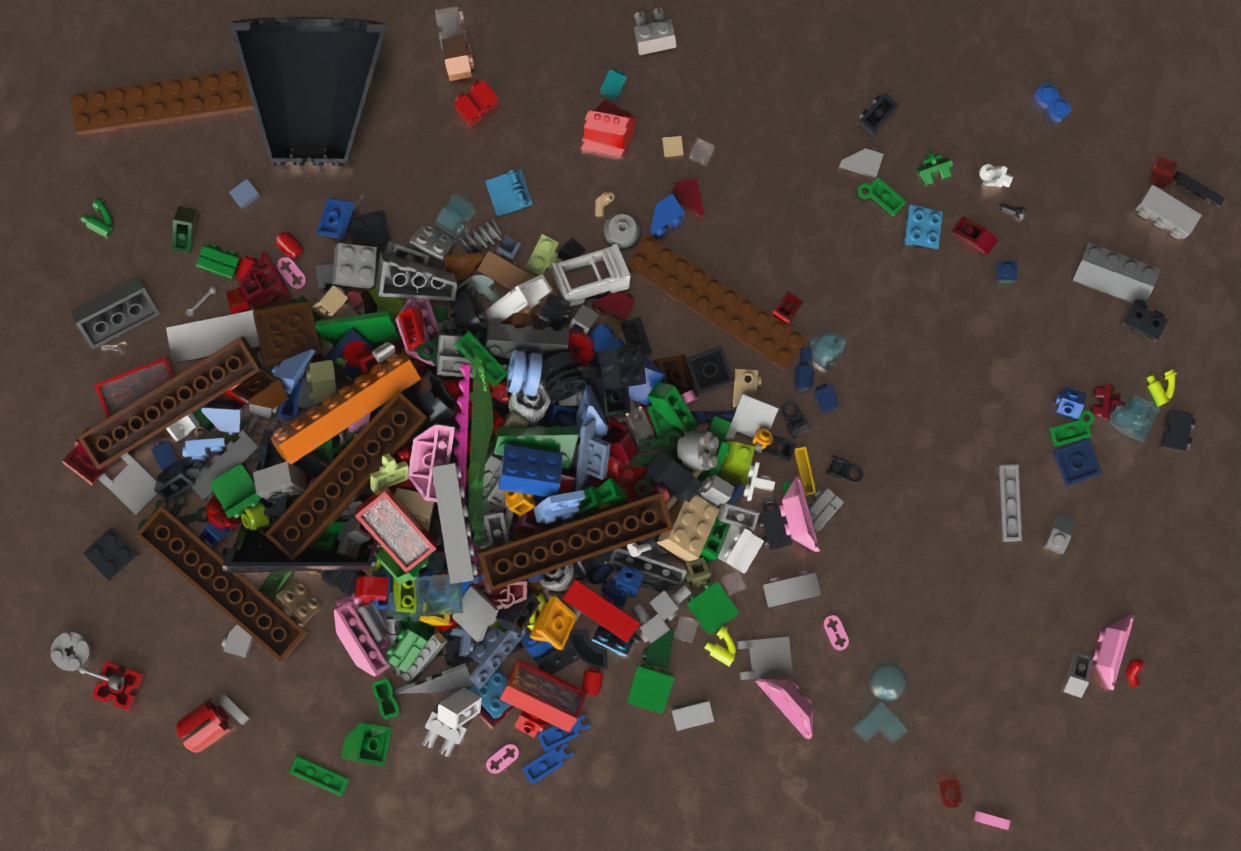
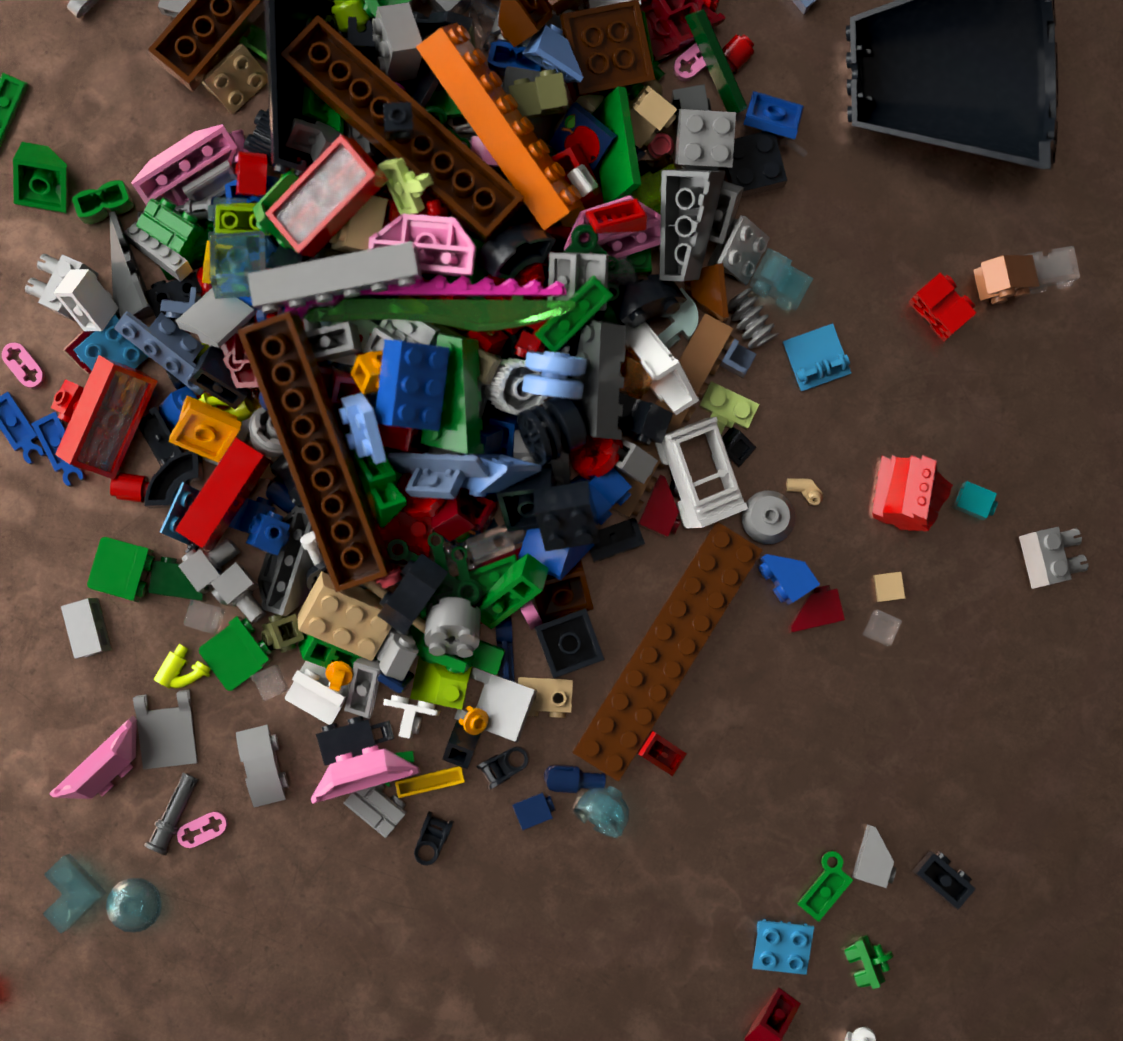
camera: 85 degrees right, 0 degrees up
(296, 258) = (716, 61): none -> dark green tile
(344, 476) = (398, 121): none -> black brick
(729, 532) = (338, 674): none -> light orange plate
(832, 657) = (167, 824): none -> dark grey pin

